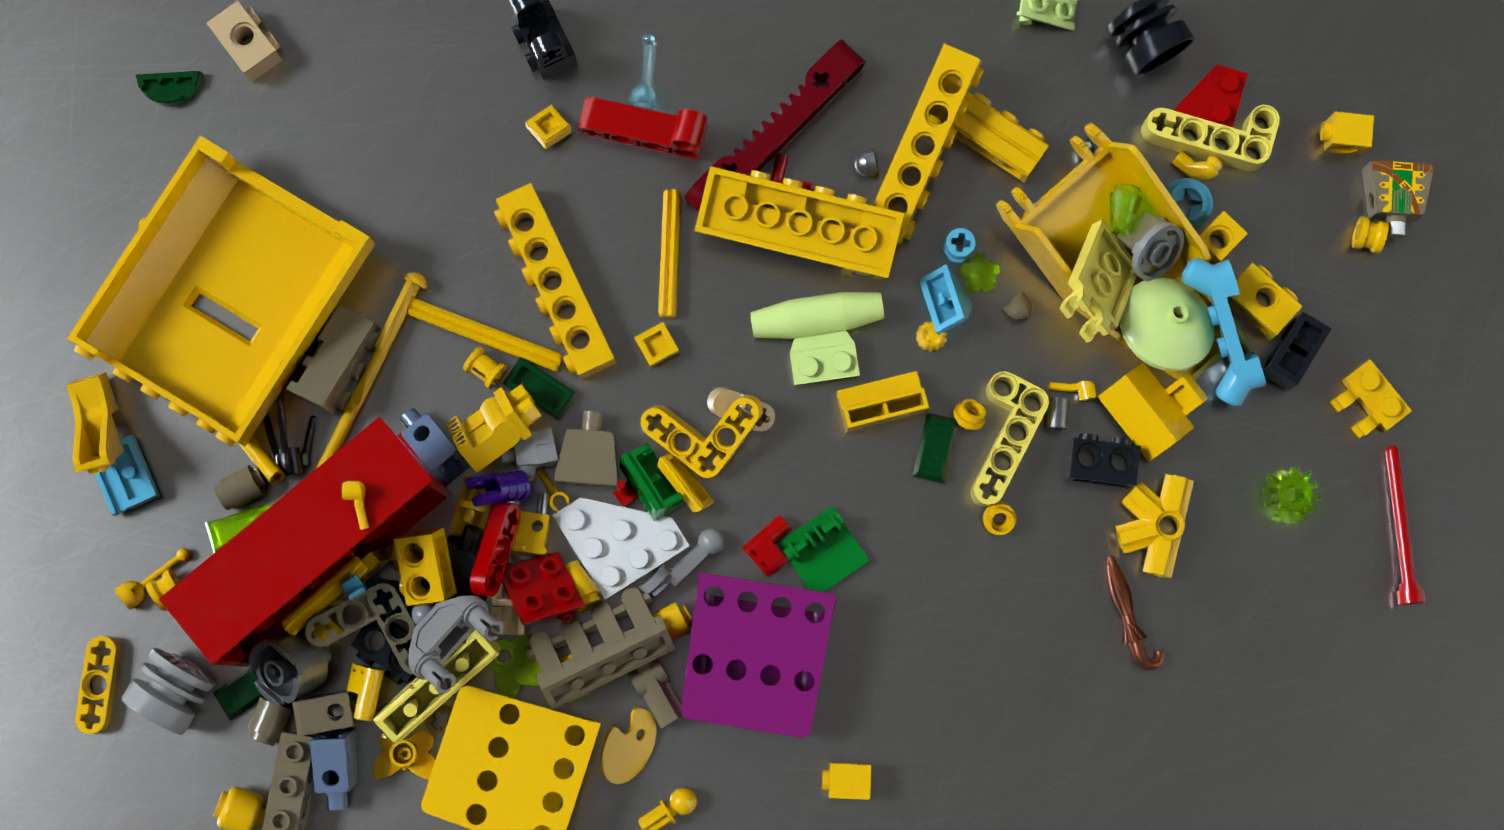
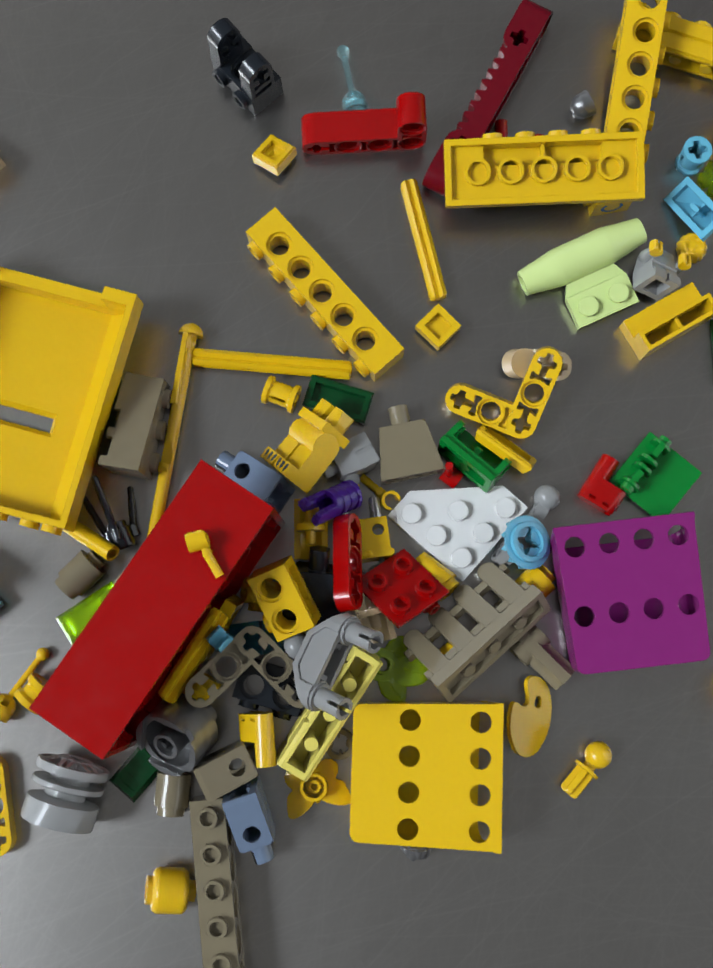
camera: 10 degrees left, 0 degrees up
(685, 575) = (534, 534): none -> medium azure gear
(887, 349) = (657, 270): none -> light grey piece

